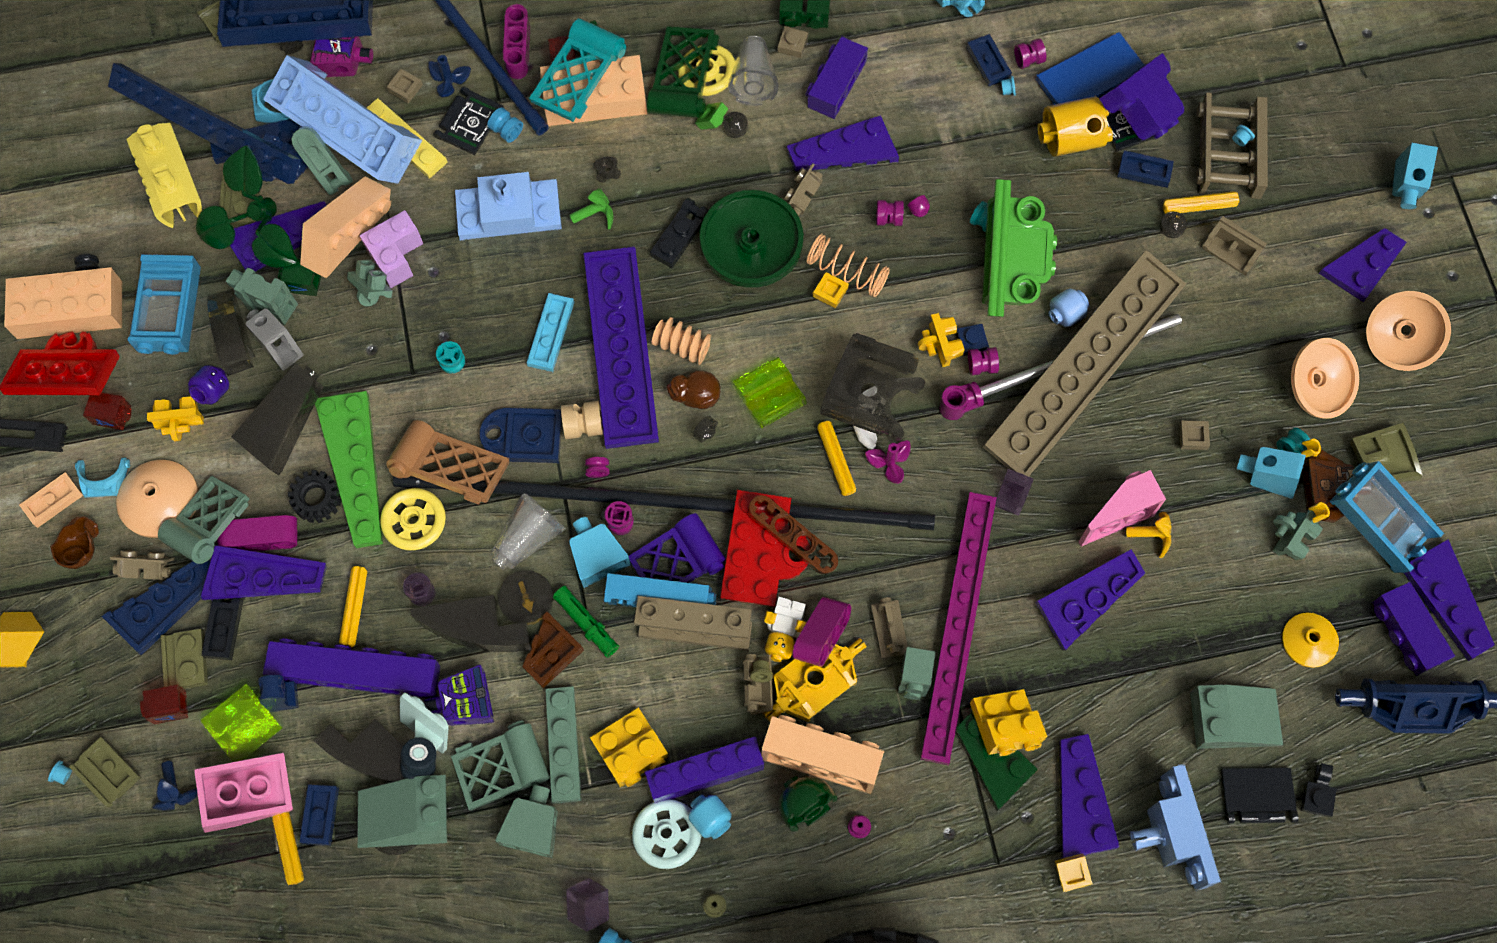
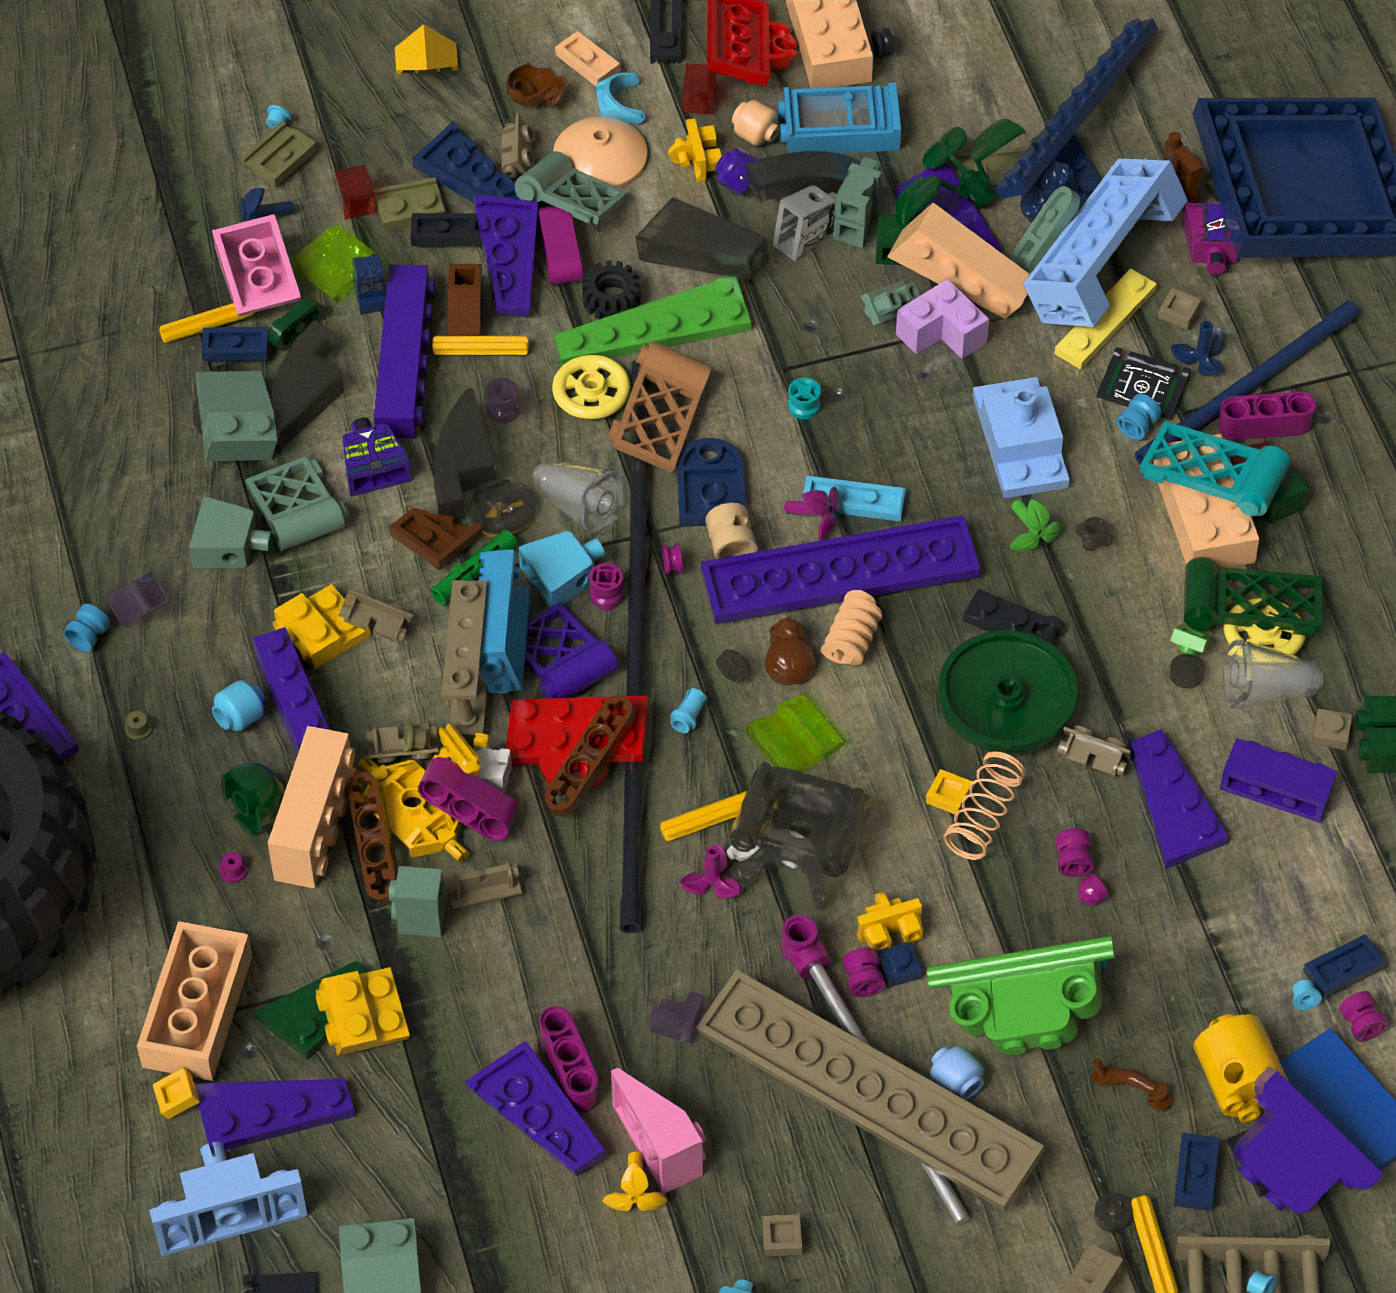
camera: 85 degrees right, 15 degrees down
(156, 368) = (755, 122): none -> light nougat head
(164, 172) = (1006, 86): light yellow piece -> none
(276, 56) = (1186, 166): none -> reddish brown plate
(310, 613) = (465, 299): none -> reddish brown slope
(313, 770) = (287, 329): none -> dark green plate
(431, 734) = (296, 412): plate -> none
(563, 745) = (324, 562): sand green plate -> none
(566, 351) = (817, 503): none -> magenta plant
(627, 710) = (390, 618): none -> dark tan hinge
(644, 846) = (206, 651): light aqua plate -> none
(742, 466) = (685, 716): none -> medium azure pin
(780, 633) = (459, 748): none -> yellow axle
(848, 711) = (375, 837): none -> reddish brown beam
(958, 629) = (491, 959): magenta plate -> none
(996, 854) = (195, 1000): none -> light nougat brick
(1059, 562) = (569, 1044): none -> magenta beam
(1067, 211) = (1157, 1097): none -> reddish brown piece

